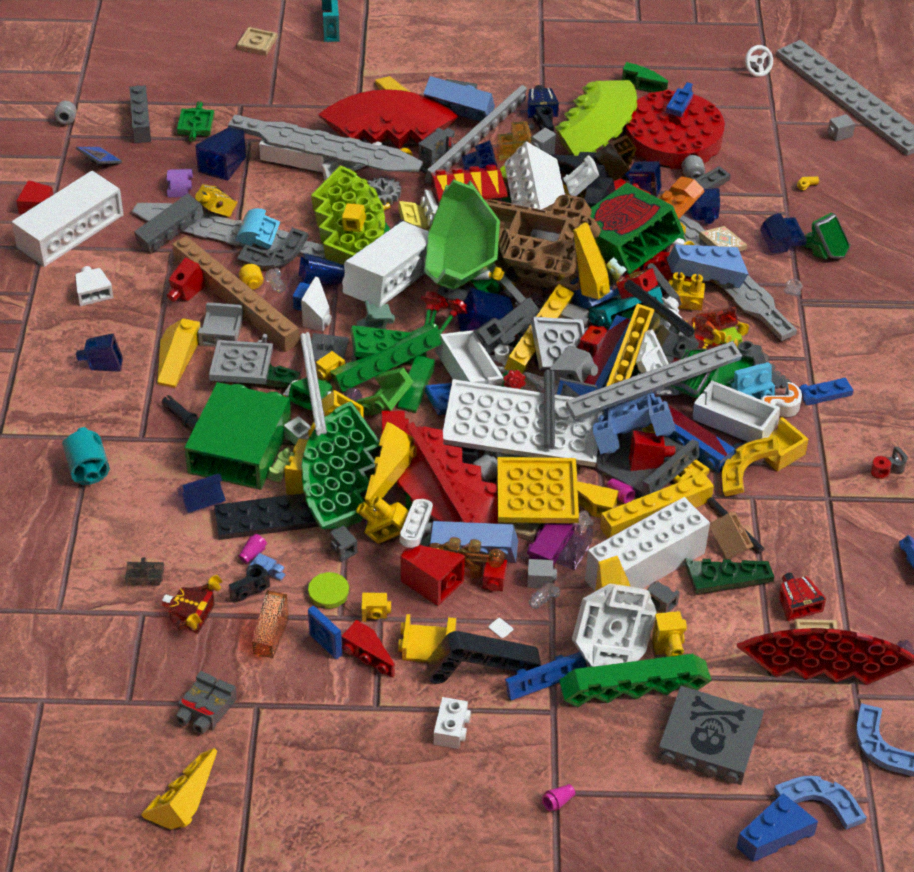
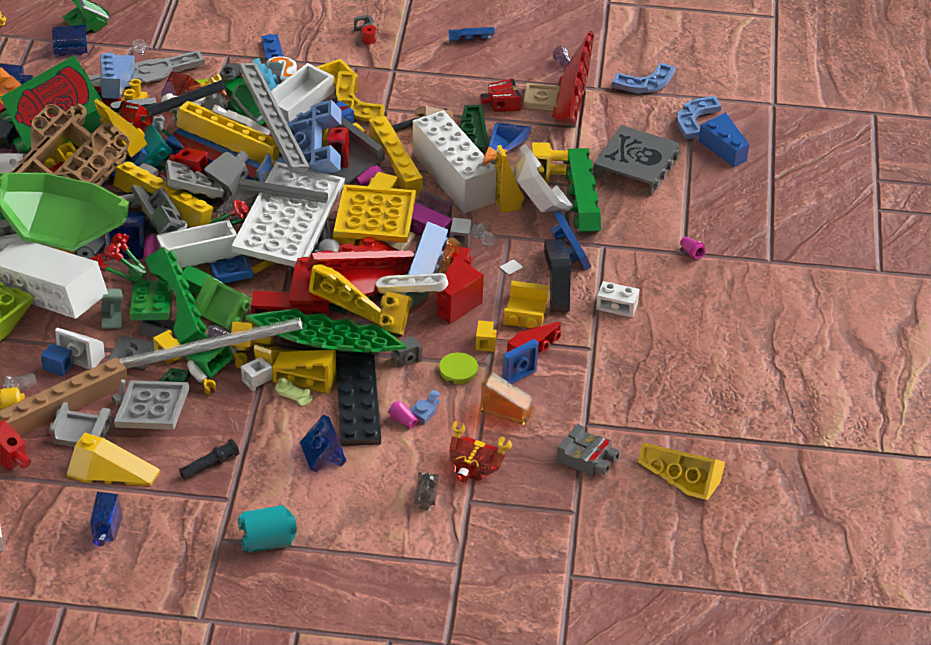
camera: 85 degrees left, 5 degrees down
(238, 435) = (257, 409): green brick -> none
(256, 581) = (445, 414): black plate -> none
(326, 270) = (24, 346): clear blue cone -> none
(714, 601) = (507, 136): none -> blue plate

